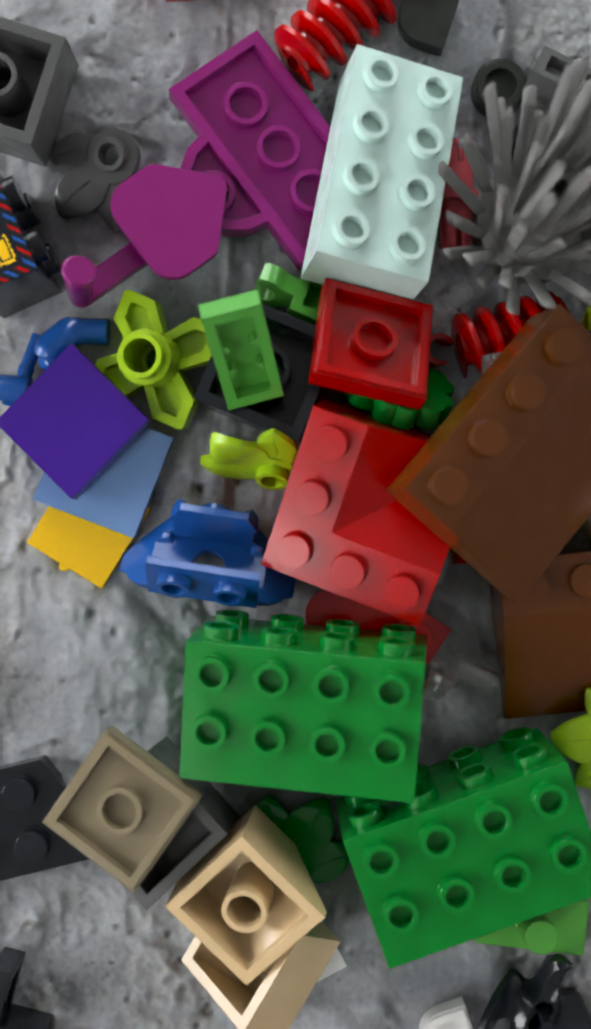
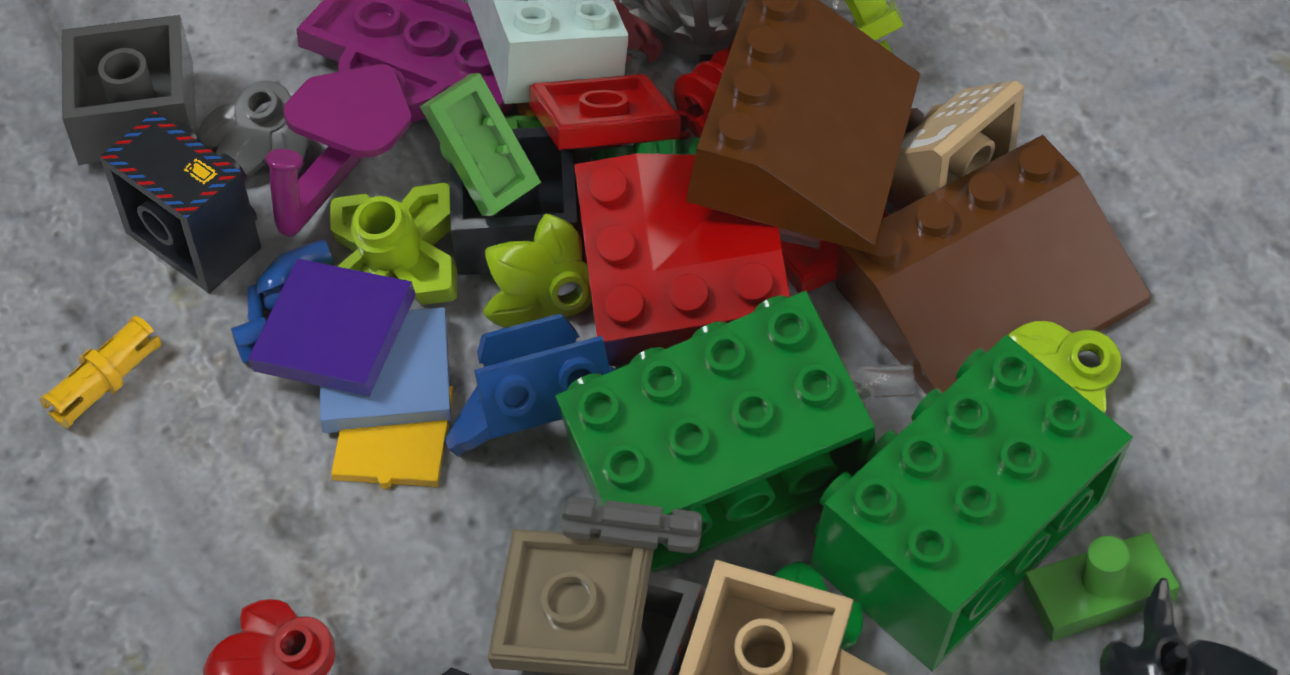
camera: 25 degrees left, 35 degrees down
(188, 788) = (631, 524): none -> dark grey axle

